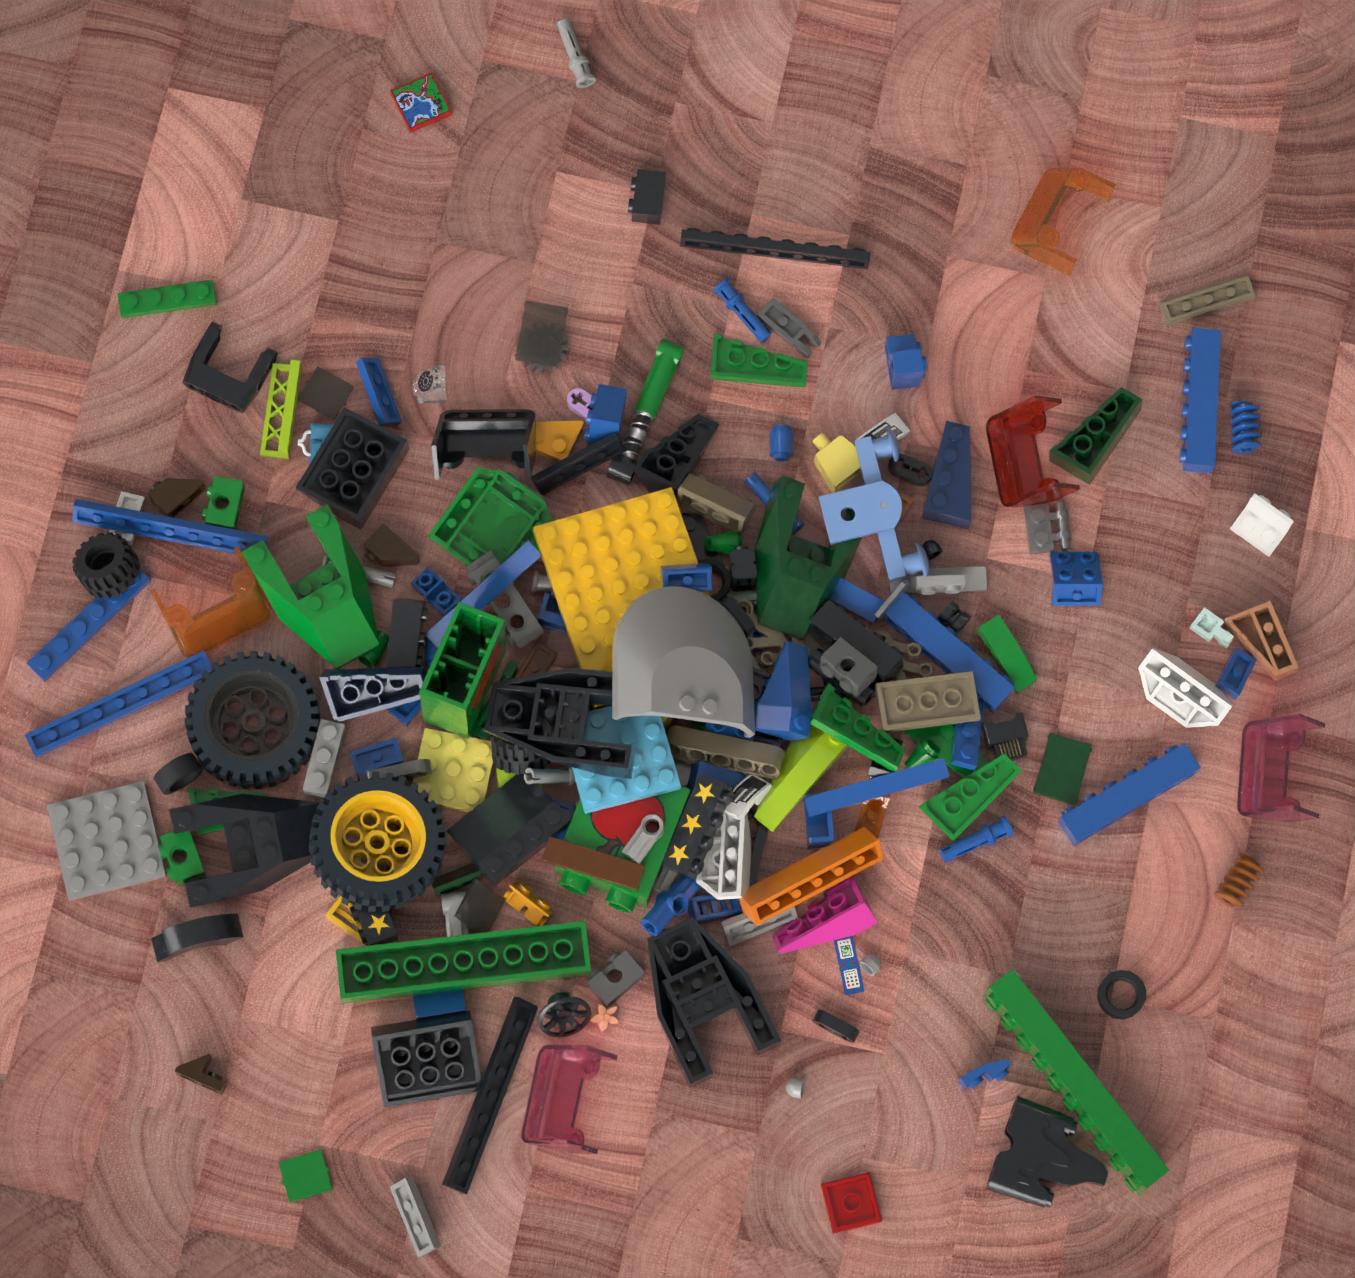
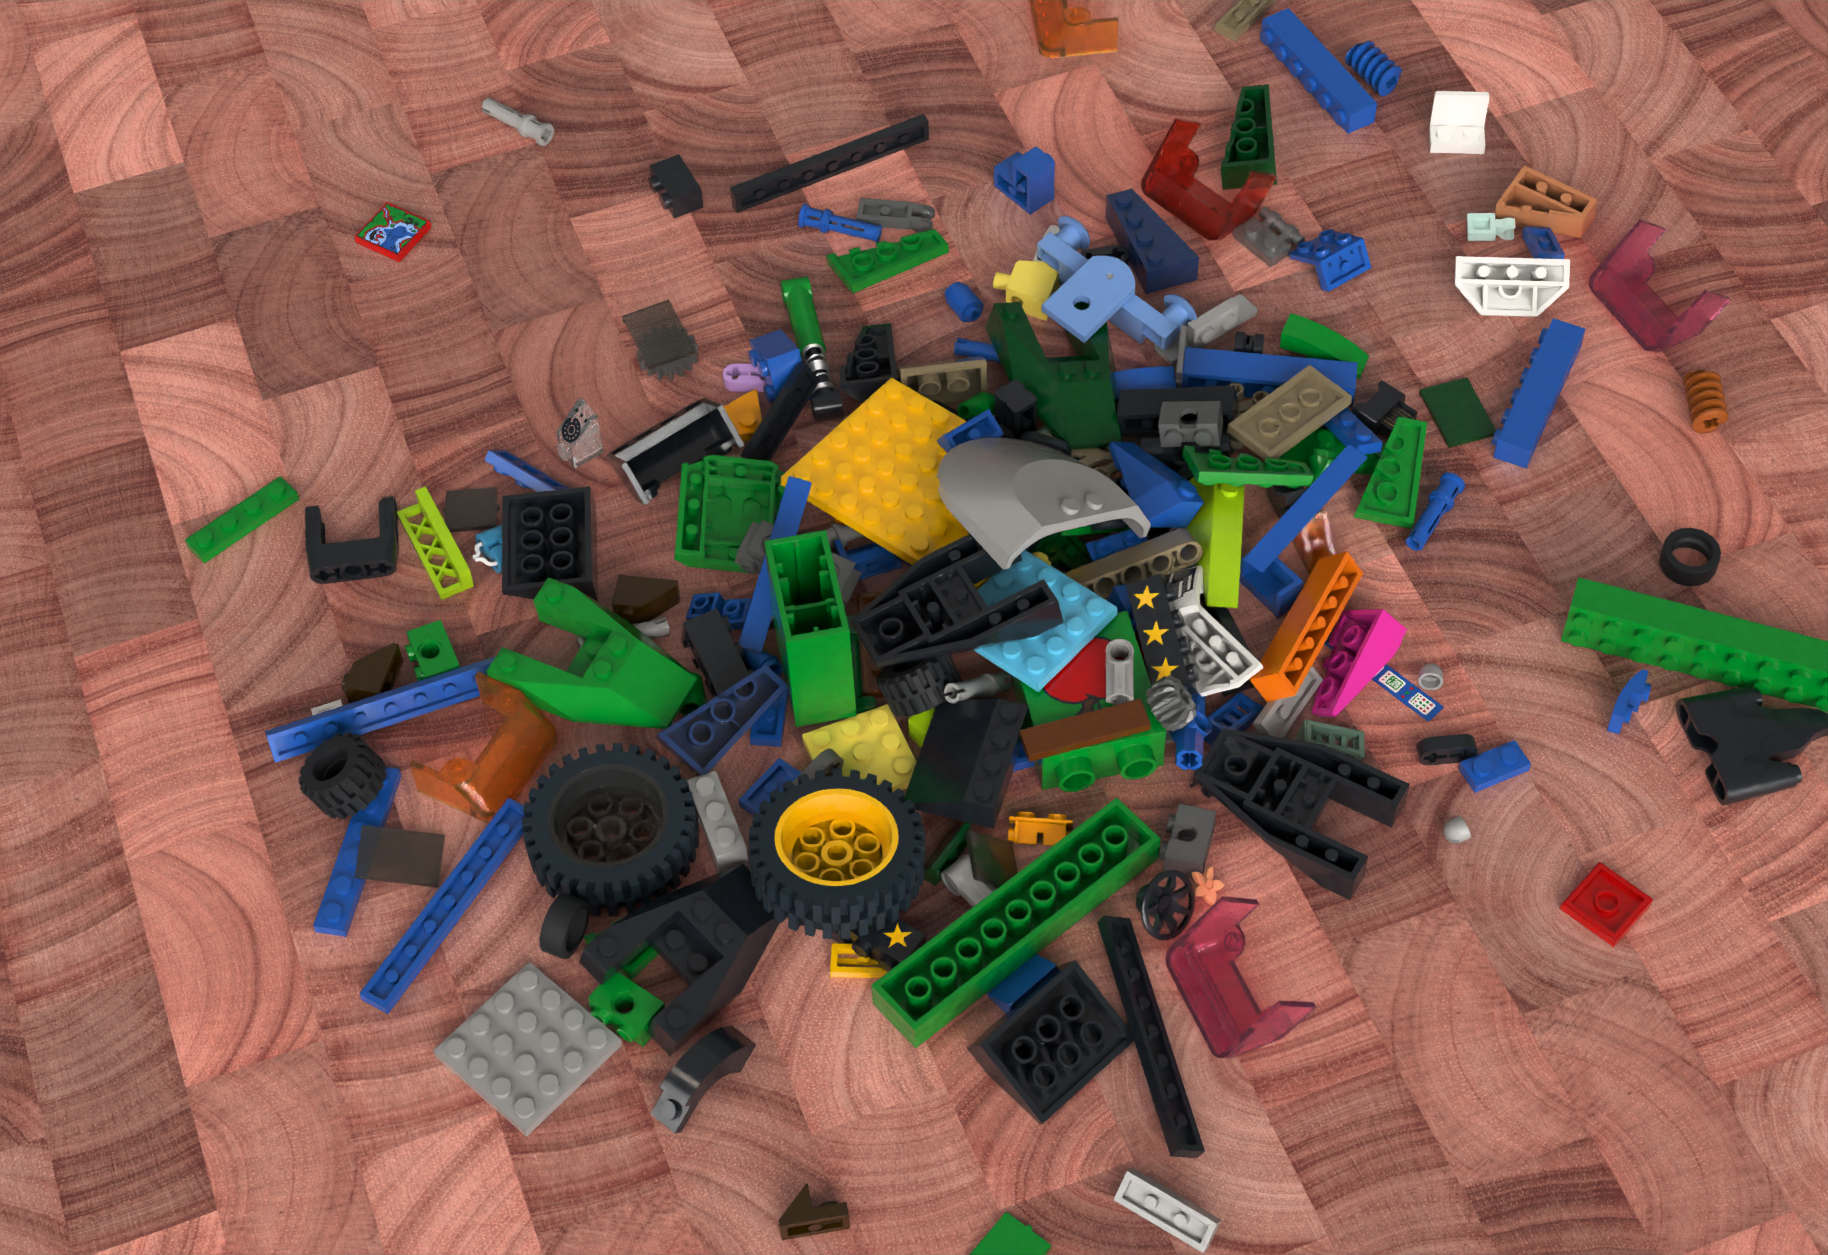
camera: 25 degrees left, 20 degrees down
(110, 647) = (399, 856): none -> clear smoke piece
(662, 882) = (1171, 703): none -> dark grey gear
(772, 961) = (1319, 731): none -> sand green slope
(860, 1058) = (1494, 766): none -> blue plate

